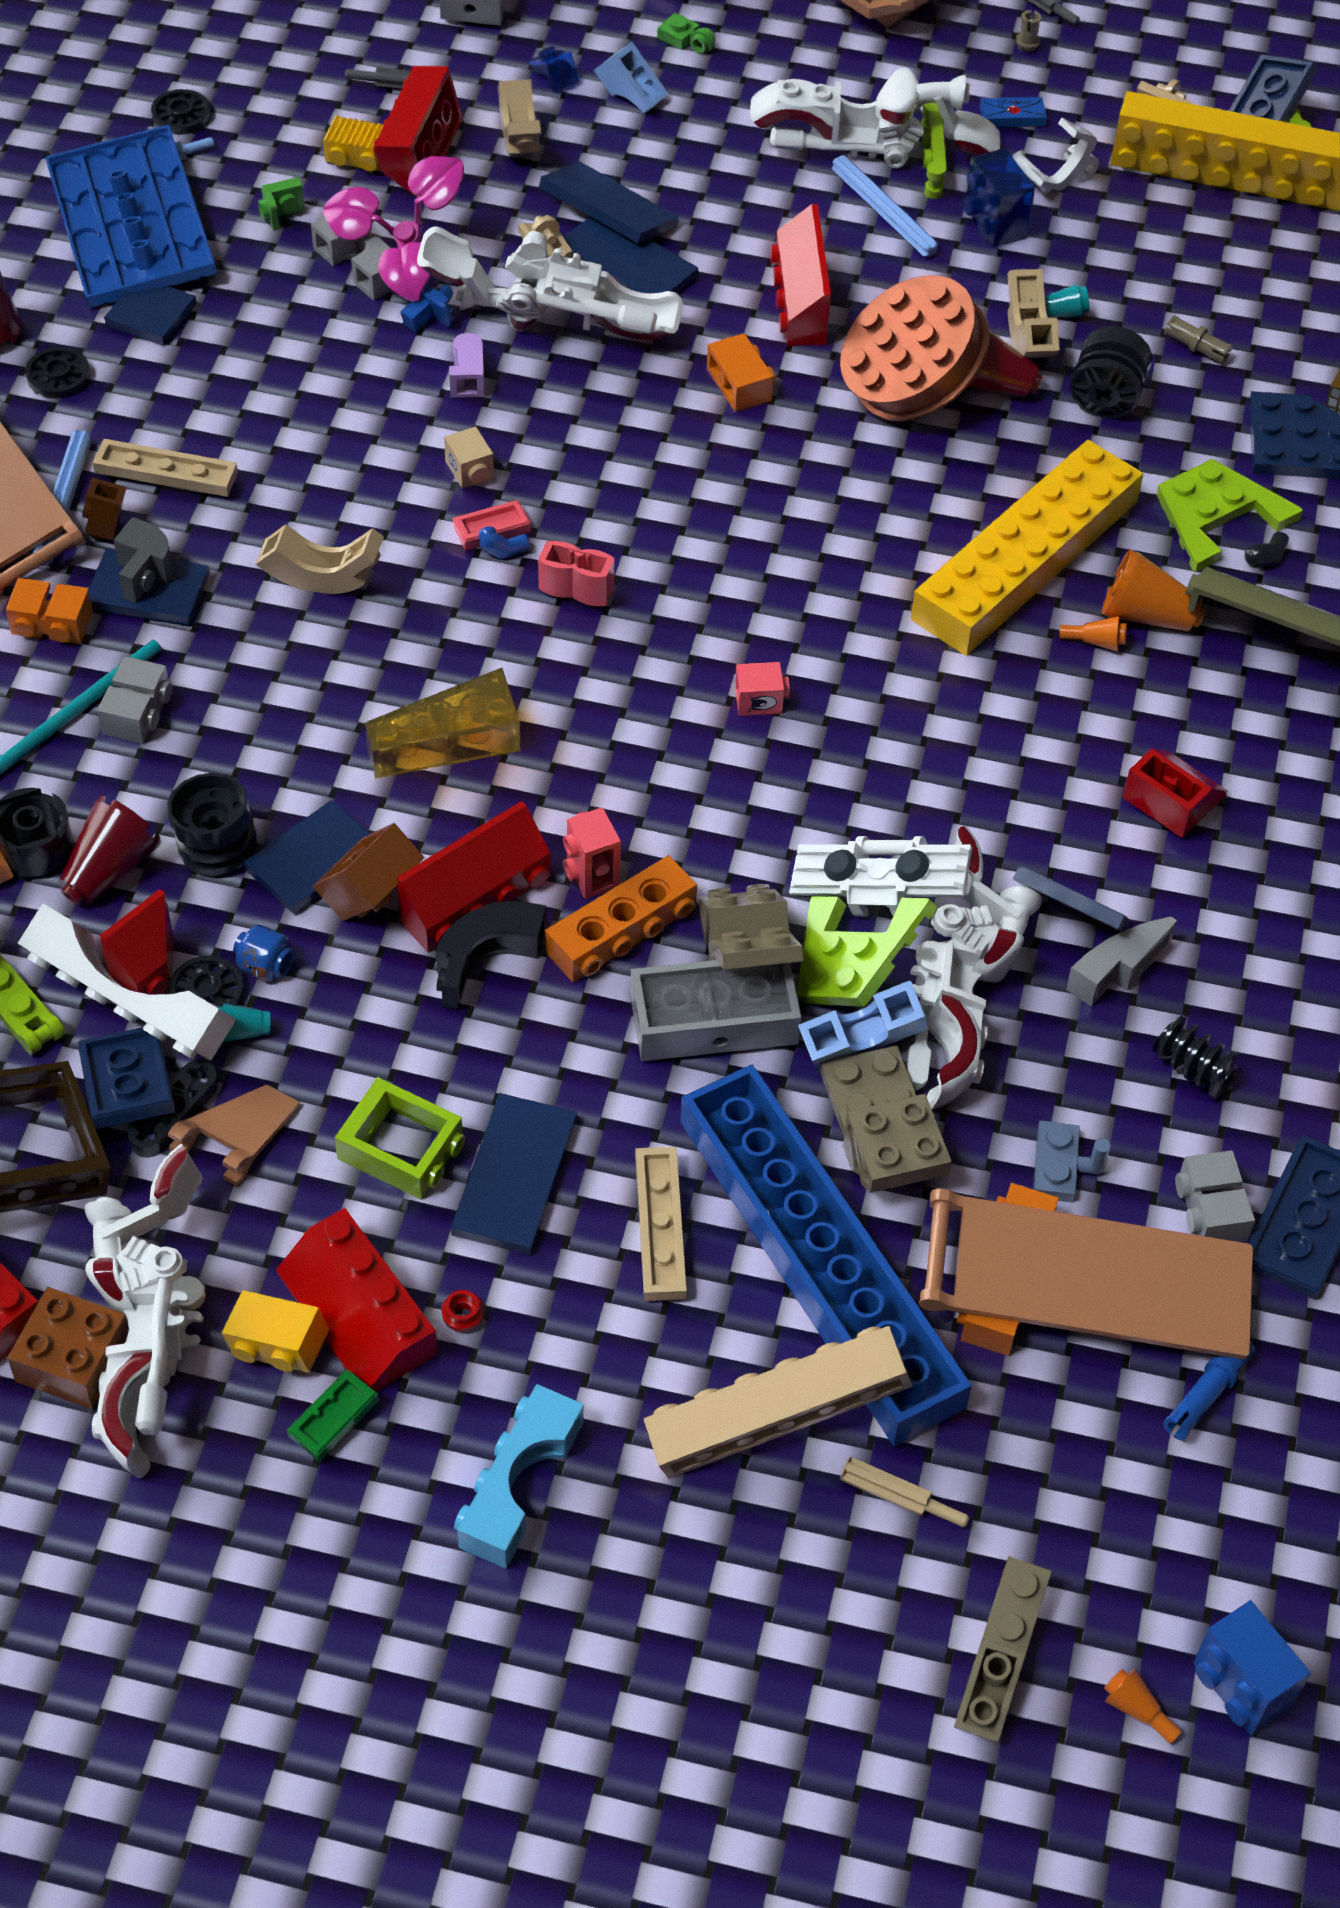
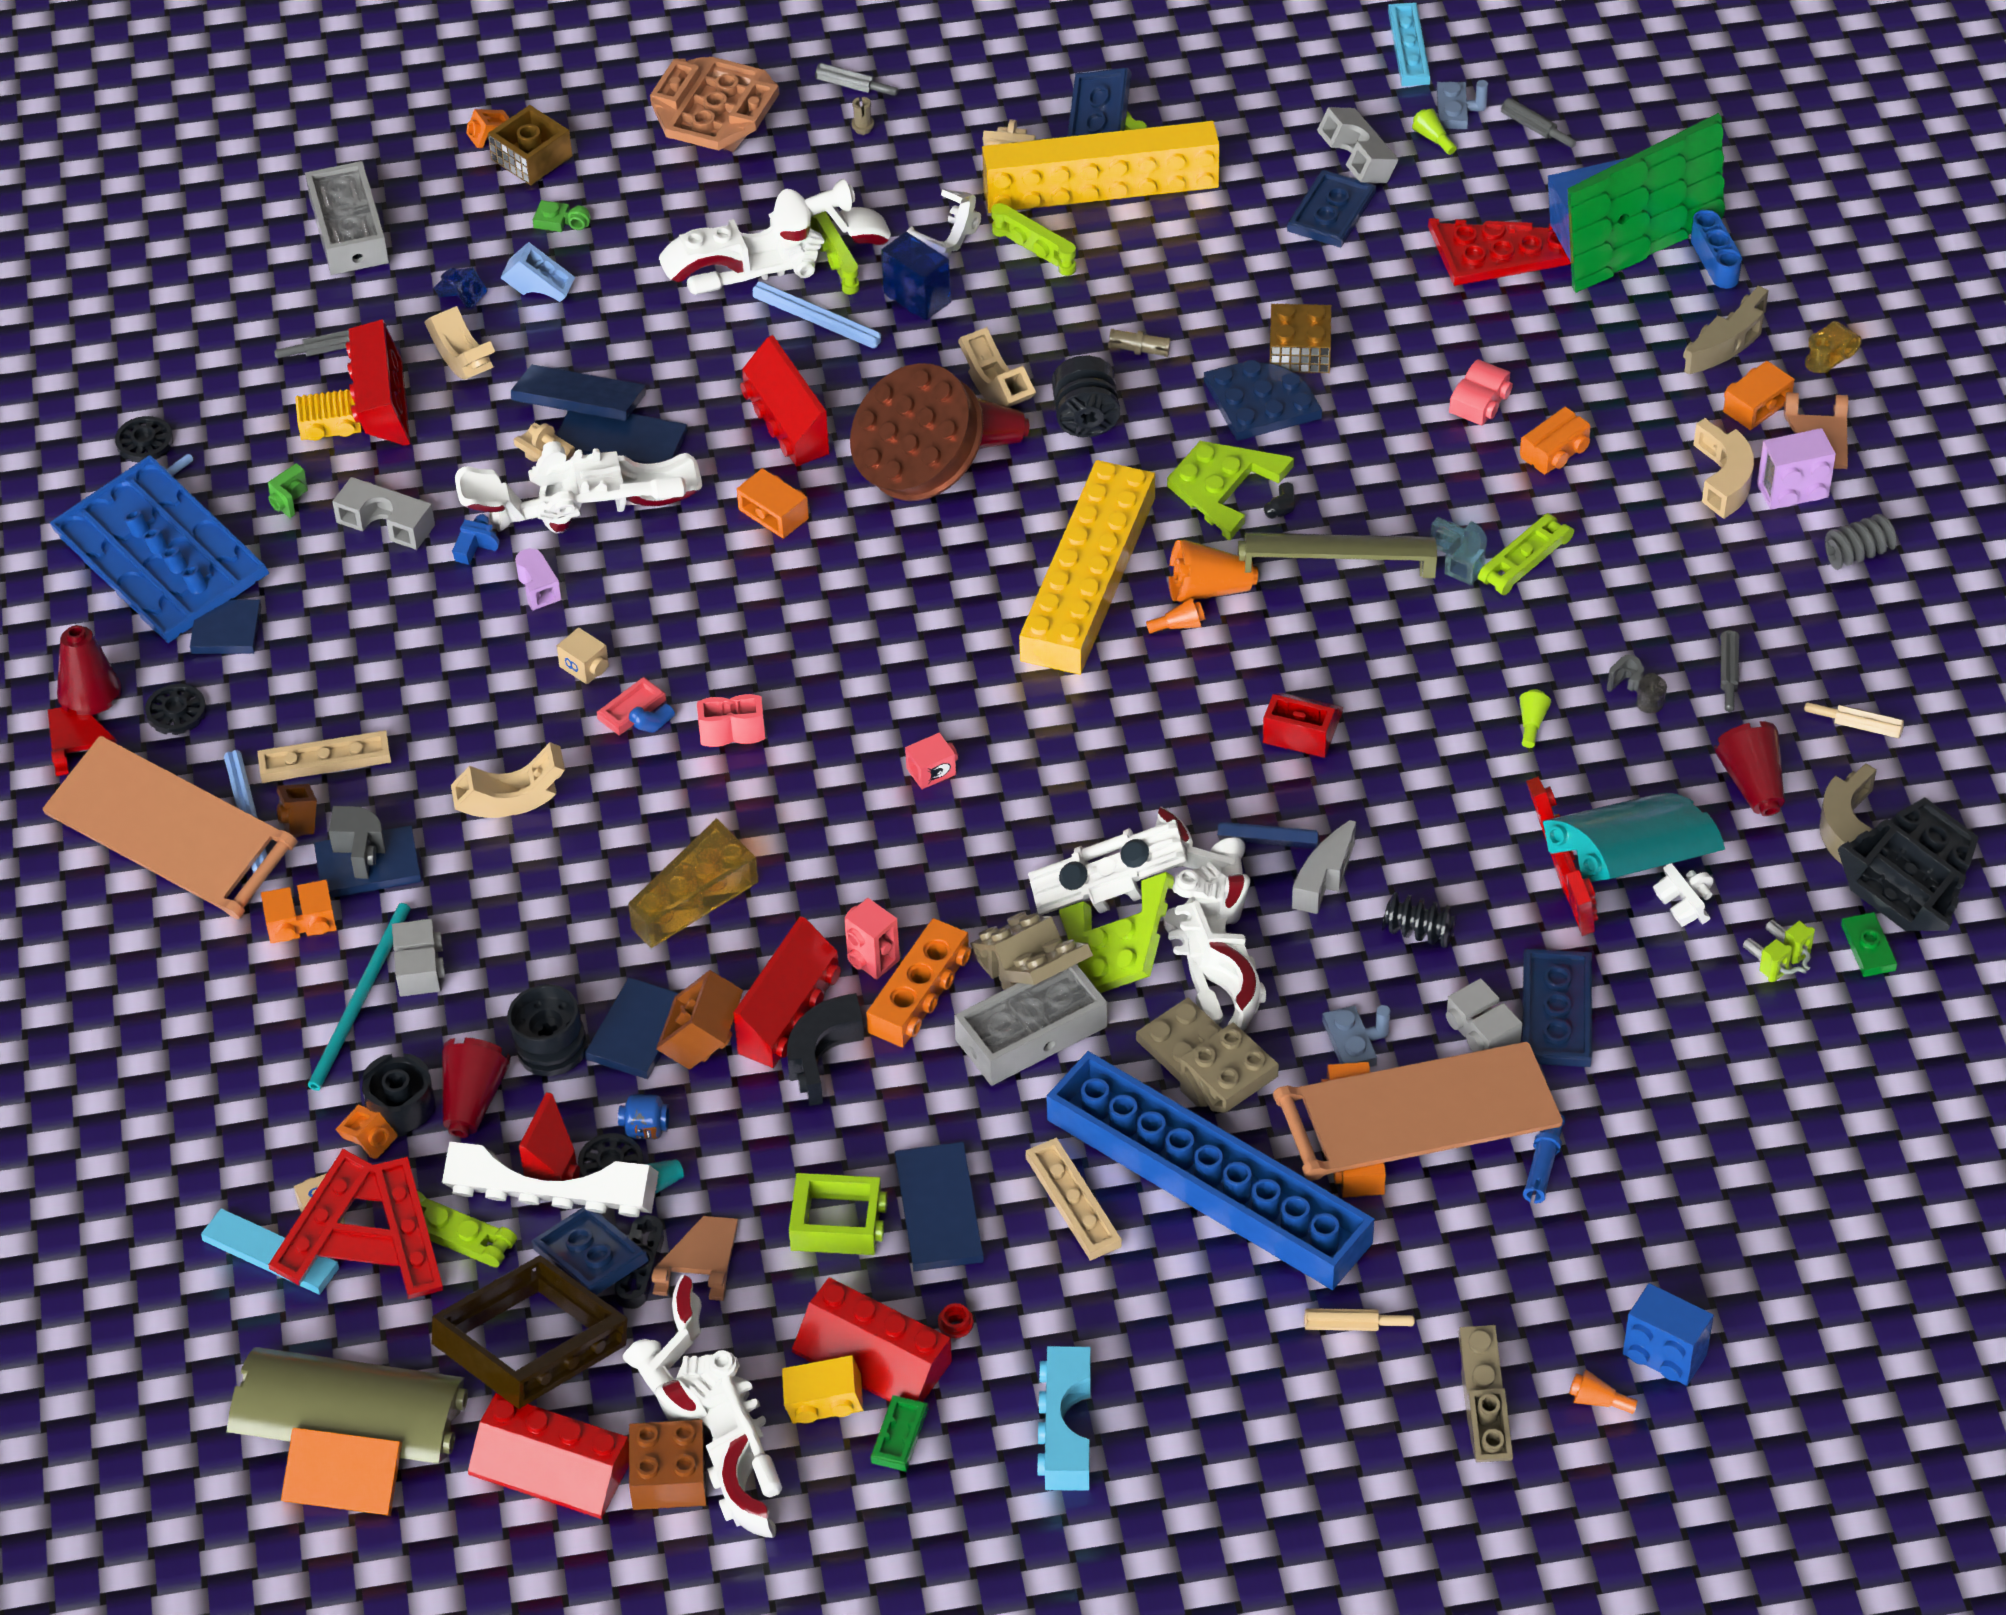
camera: 20 degrees left, 5 degrees down
(353, 209) = (439, 509): dark pink plant -> none
(777, 1401) = (1236, 1286): tan brick -> none
(887, 1019) = (1172, 979): light blue arch -> none
(1014, 111) = (884, 192): blue tile -> none
(1068, 302) = (1017, 346): teal cone -> none
(1141, 201) = (1034, 237): none -> lime plate

